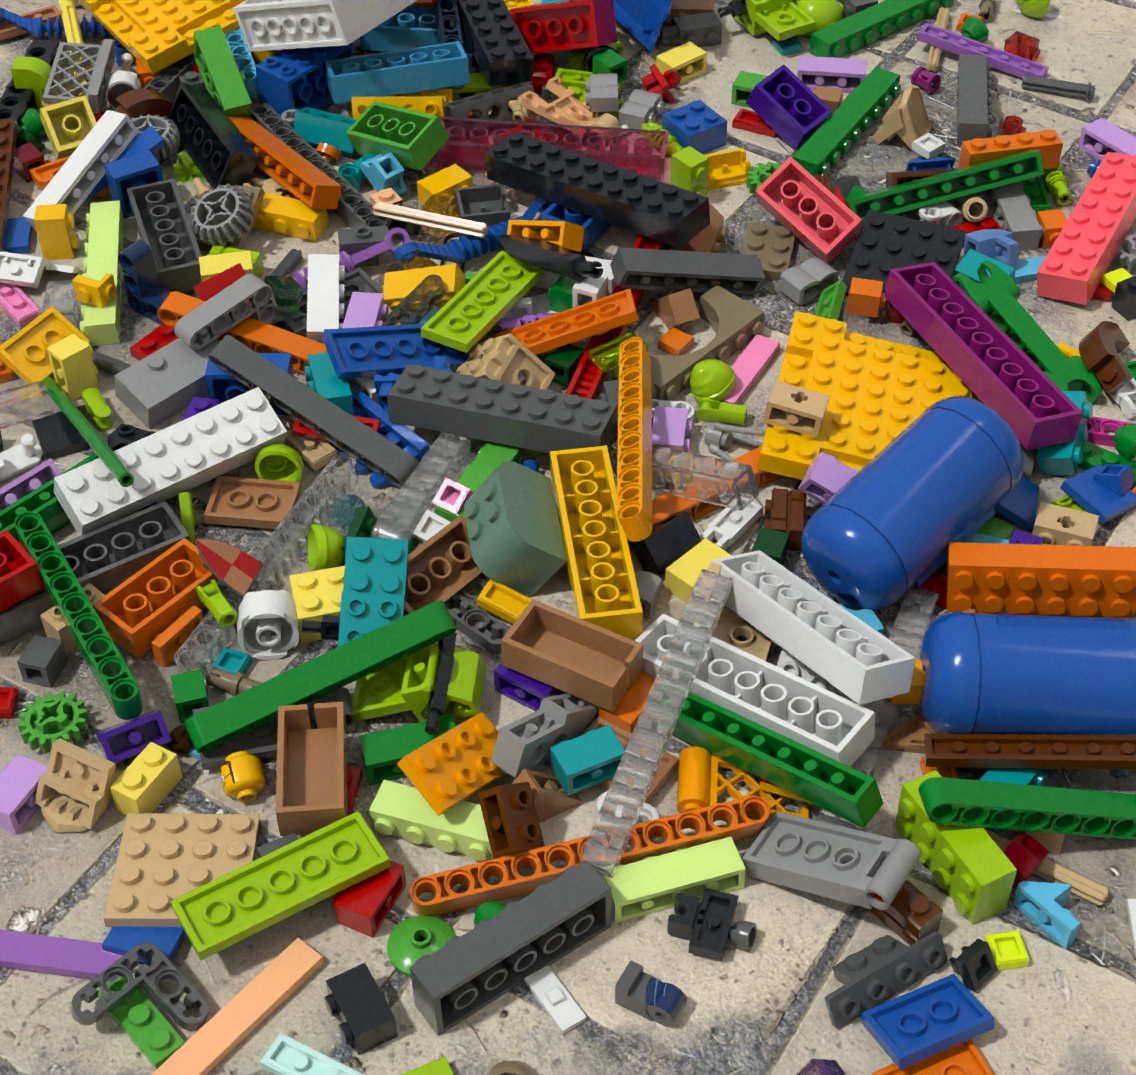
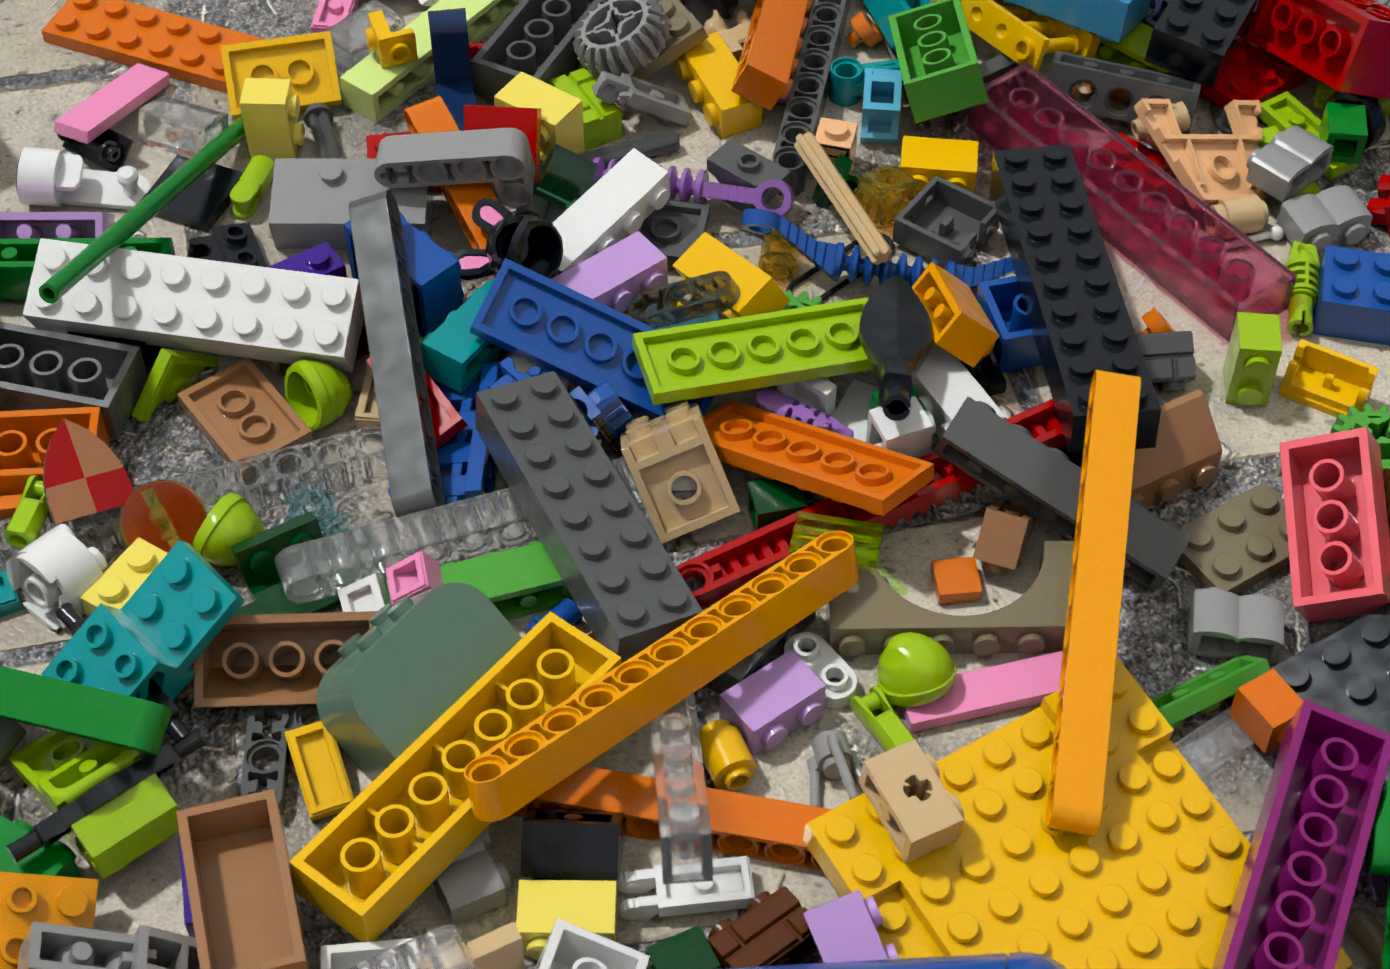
camera: 45 degrees right, 5 degrees up
(263, 241) = (642, 96): none -> light grey hinge
(280, 560) = (162, 514): none -> piece
(305, 327) = (520, 238): none -> black piece
(774, 285) = (1094, 606): none -> light orange beam

